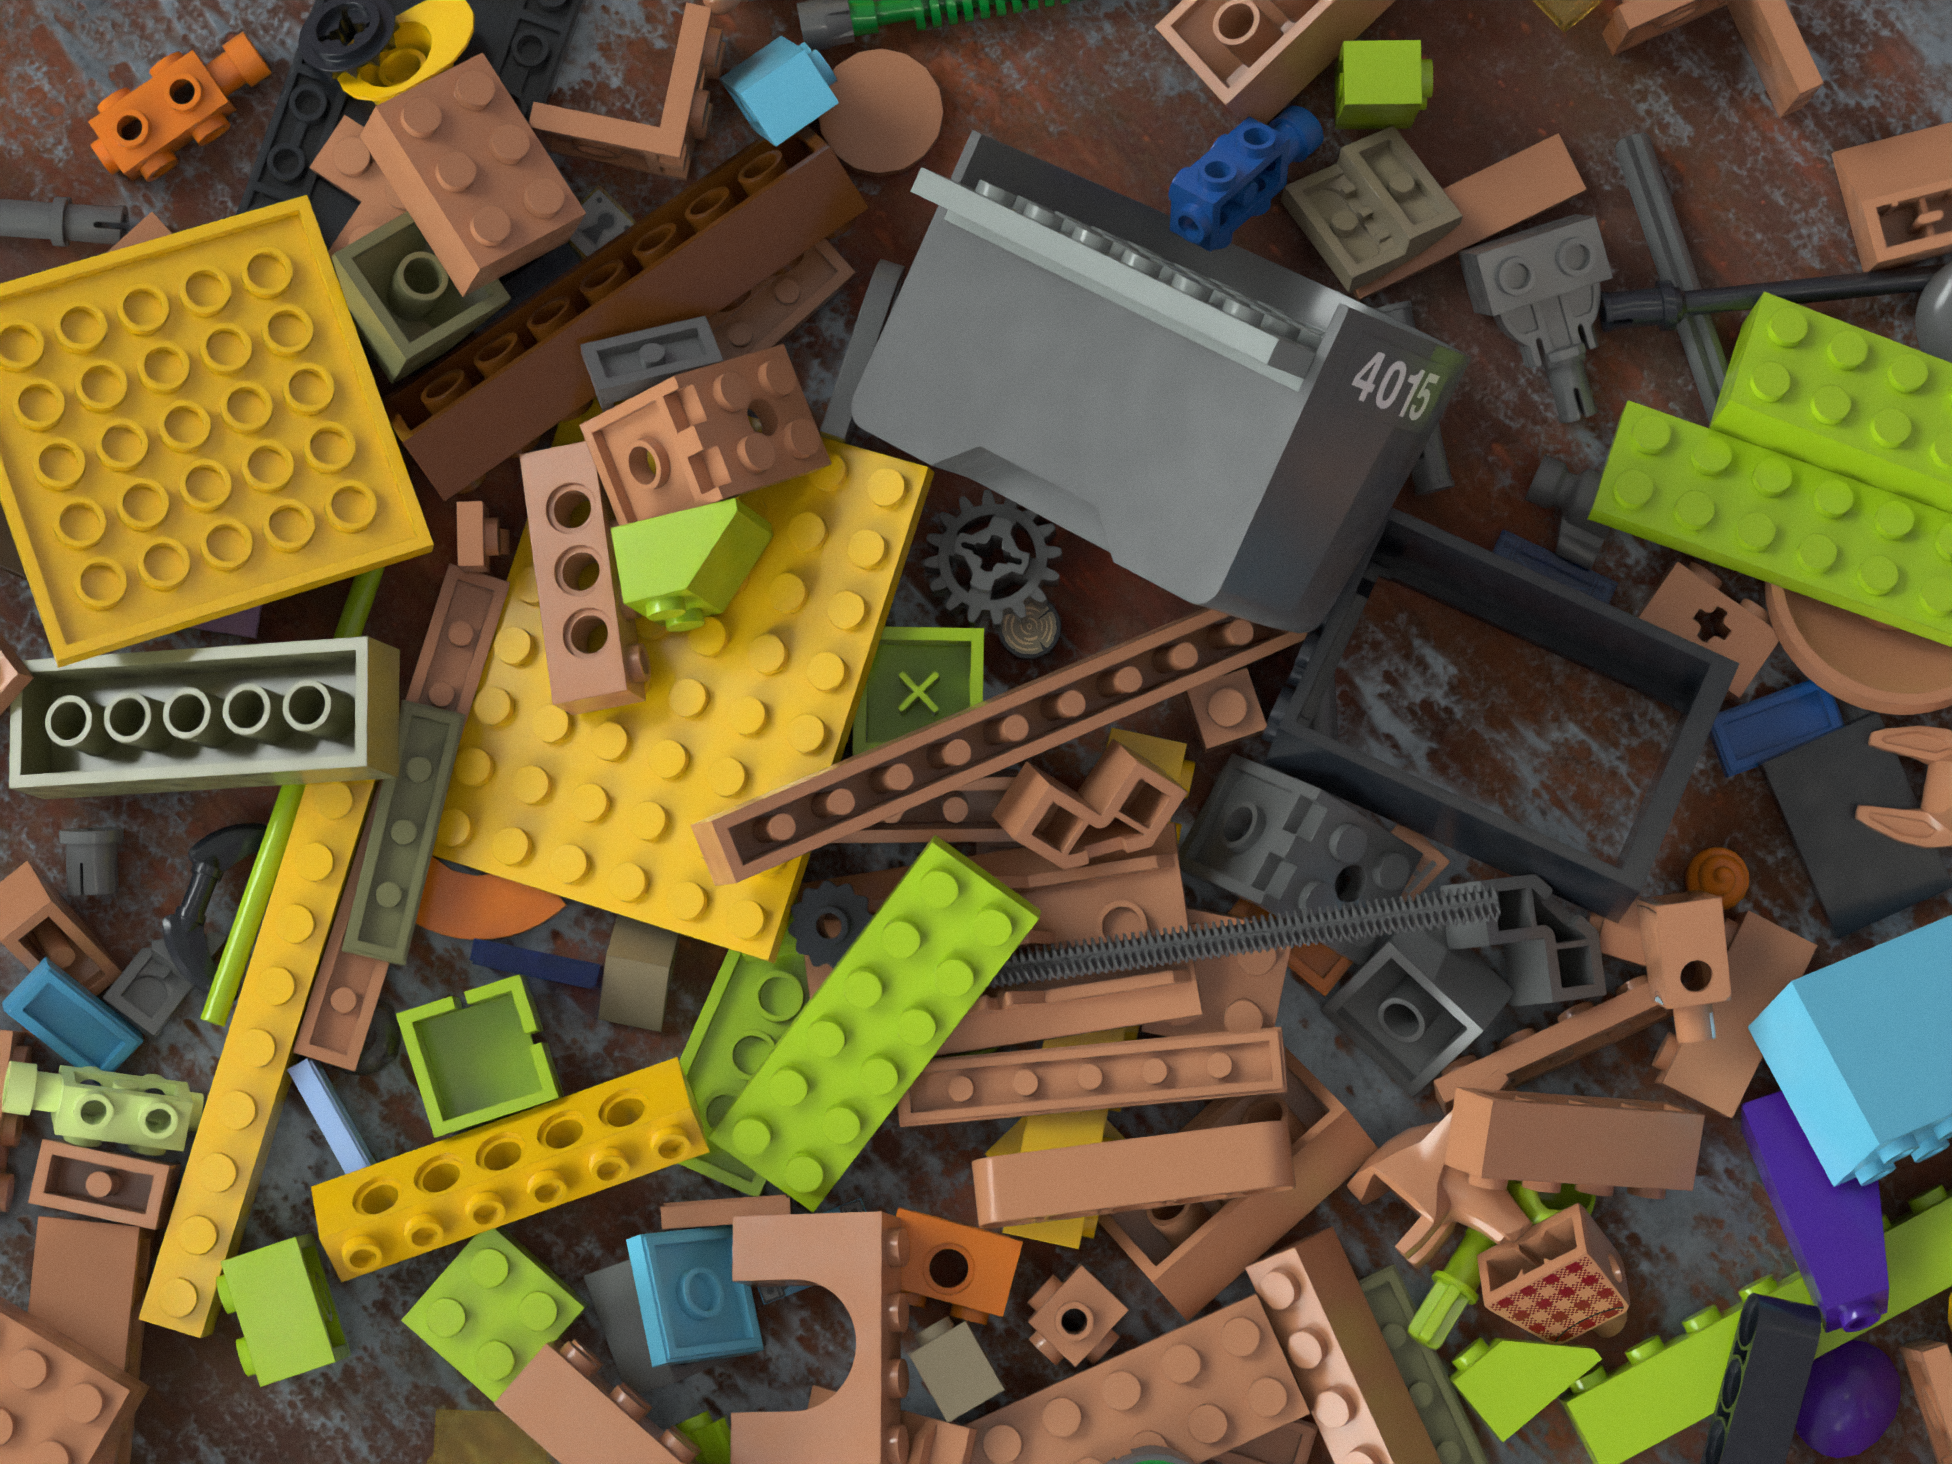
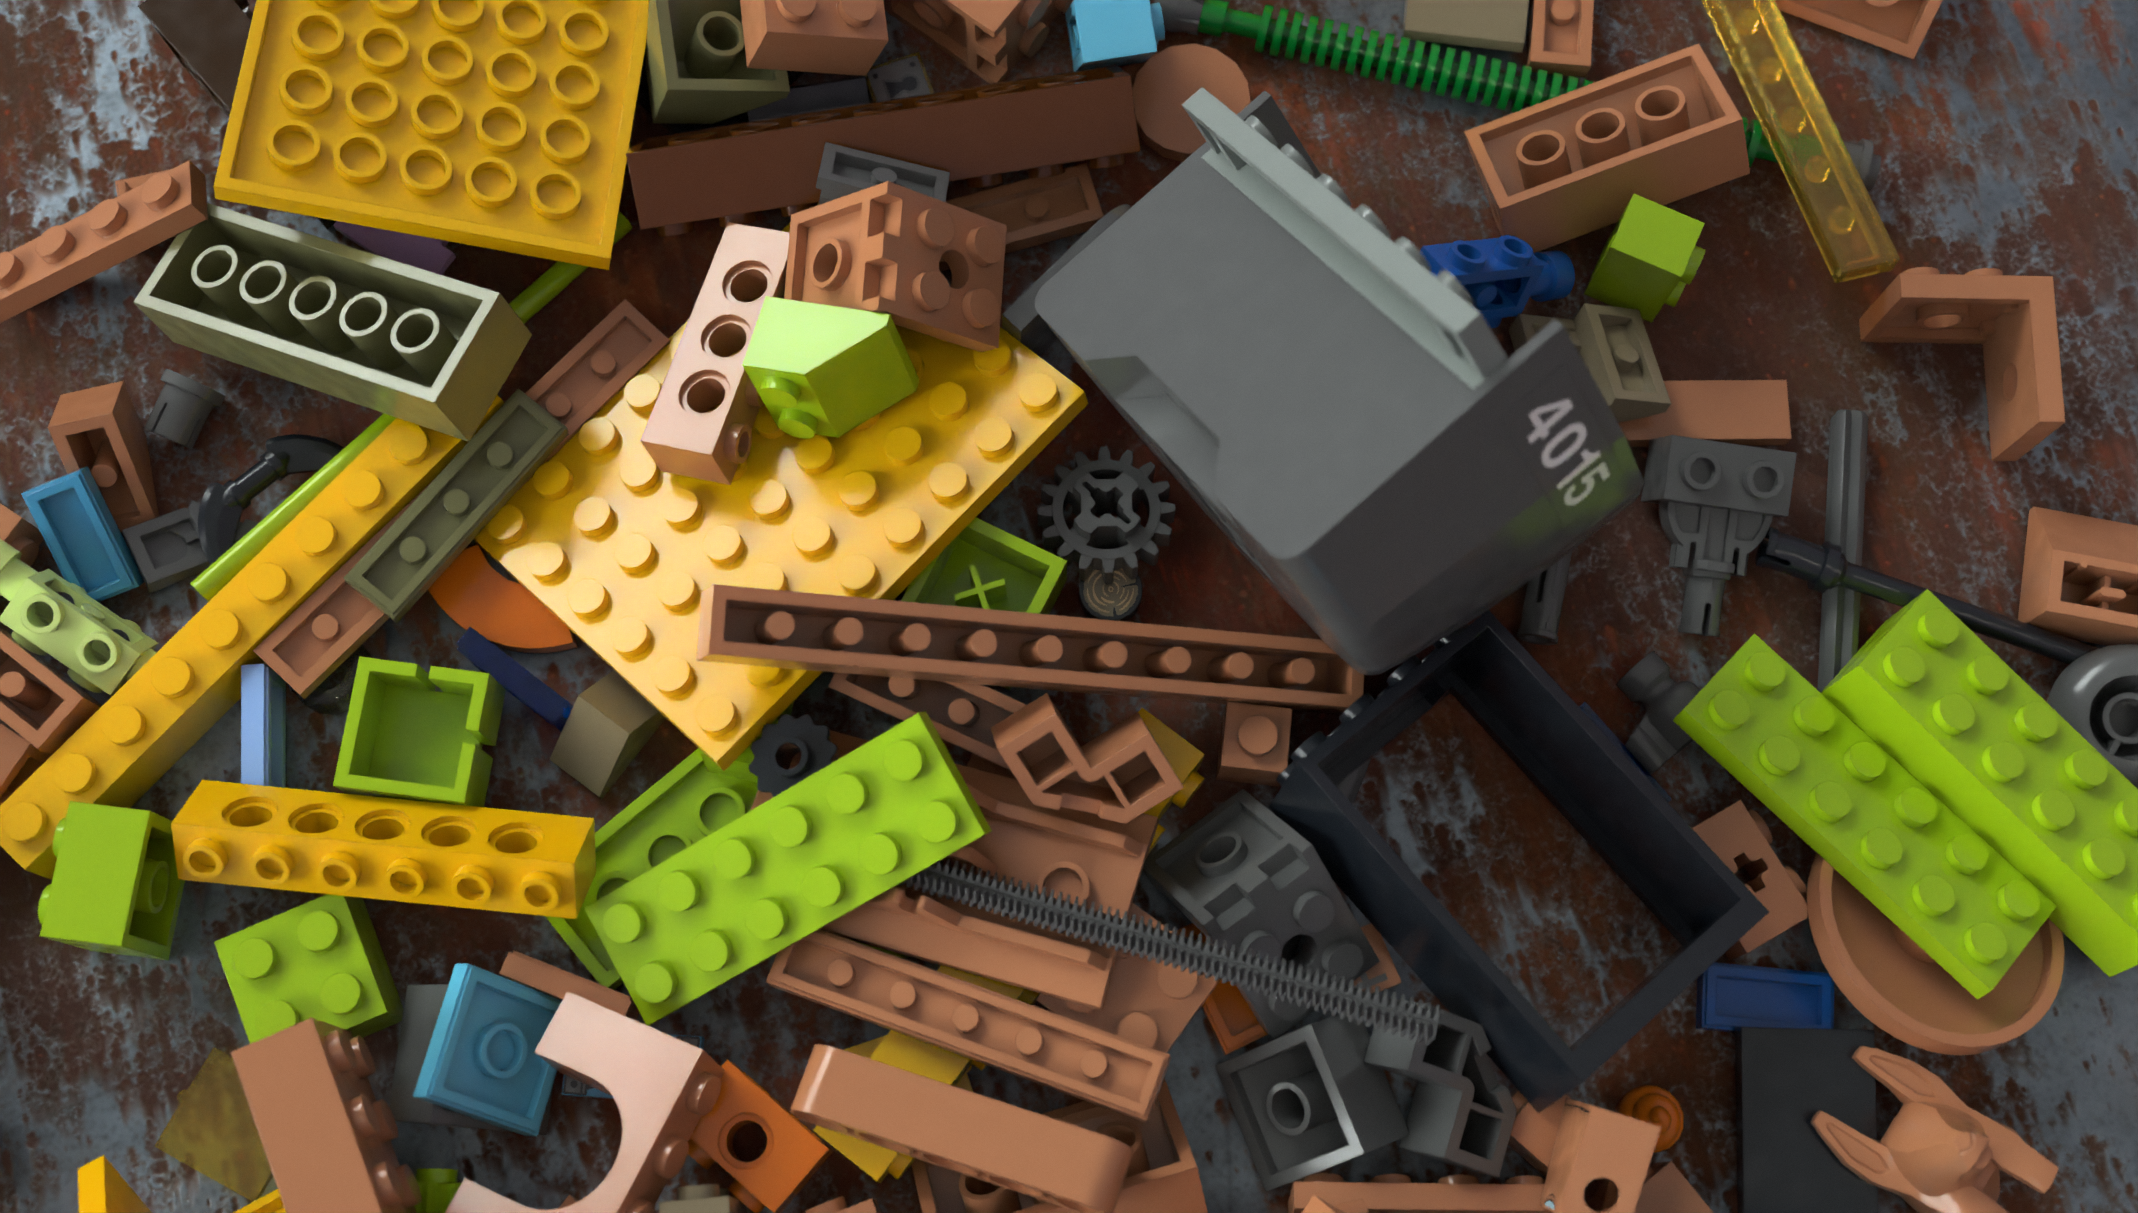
camera: 25 degrees right, 10 degrees down
(479, 537) = (658, 283): nougat plate -> none

